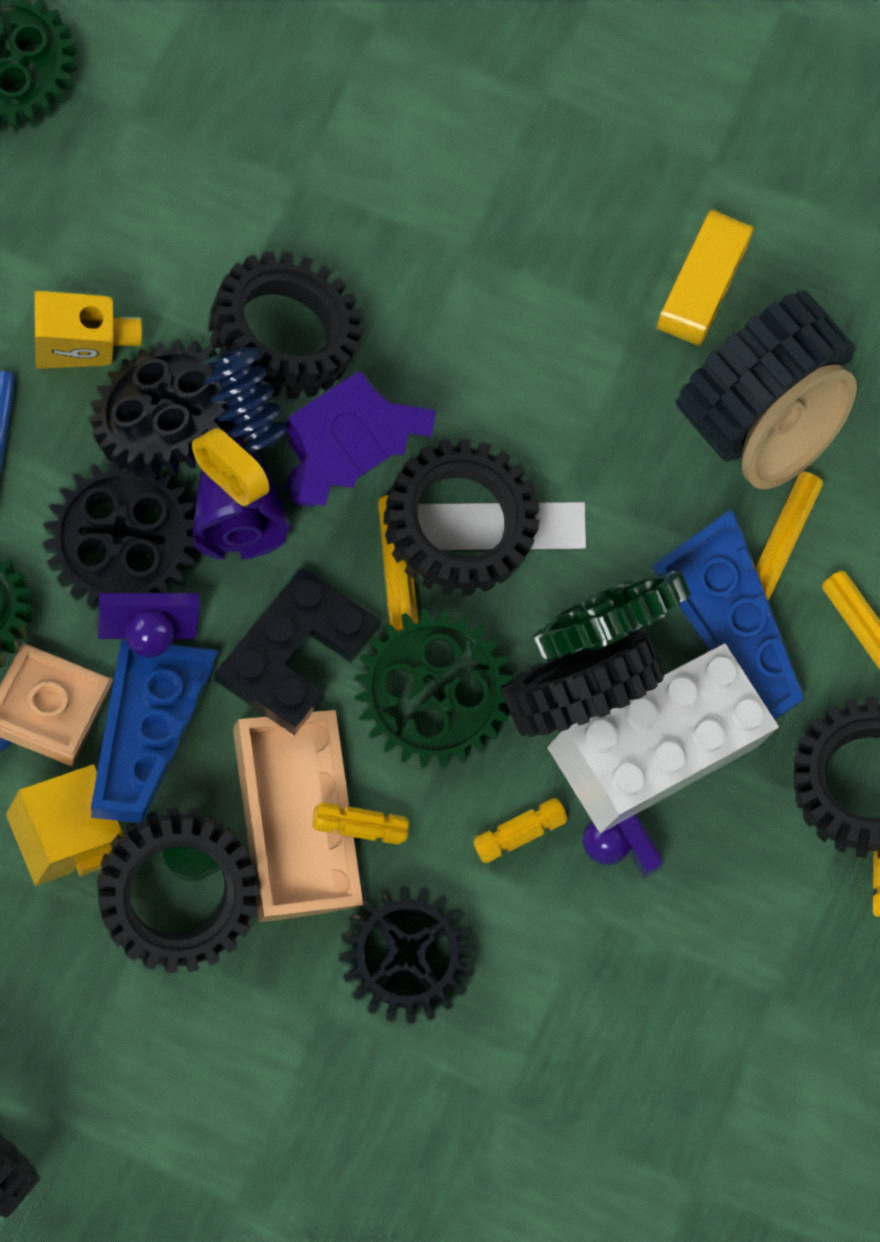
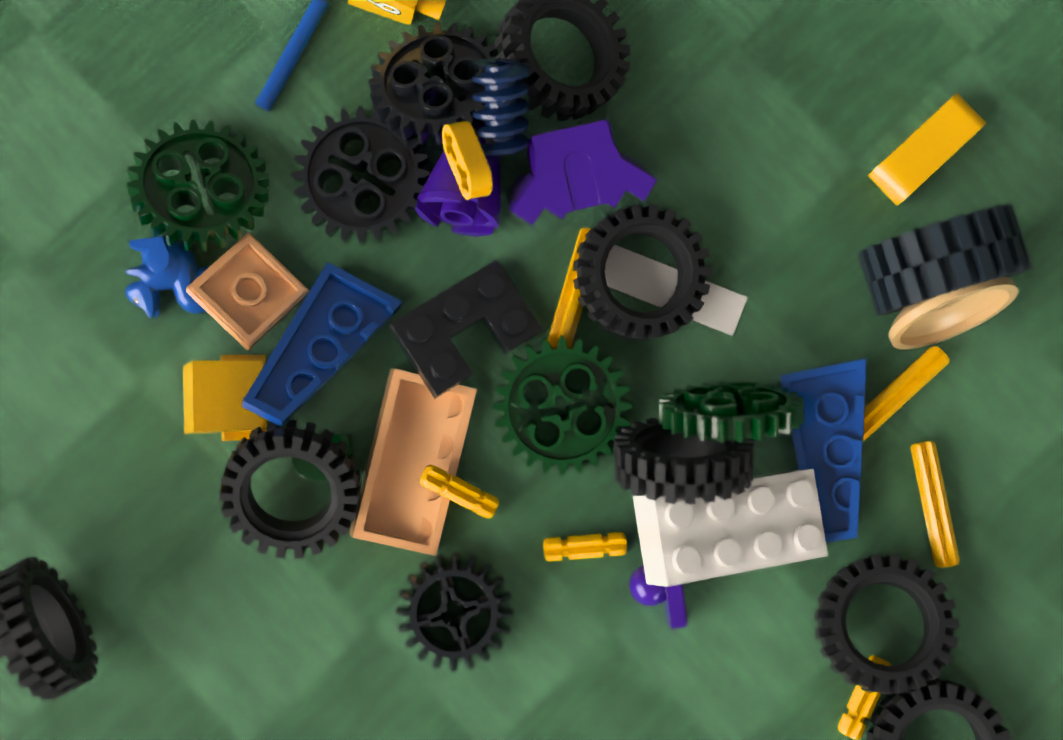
camera: 20 degrees right, 10 degrees up
(148, 619) = (354, 256): dark purple tile -> none

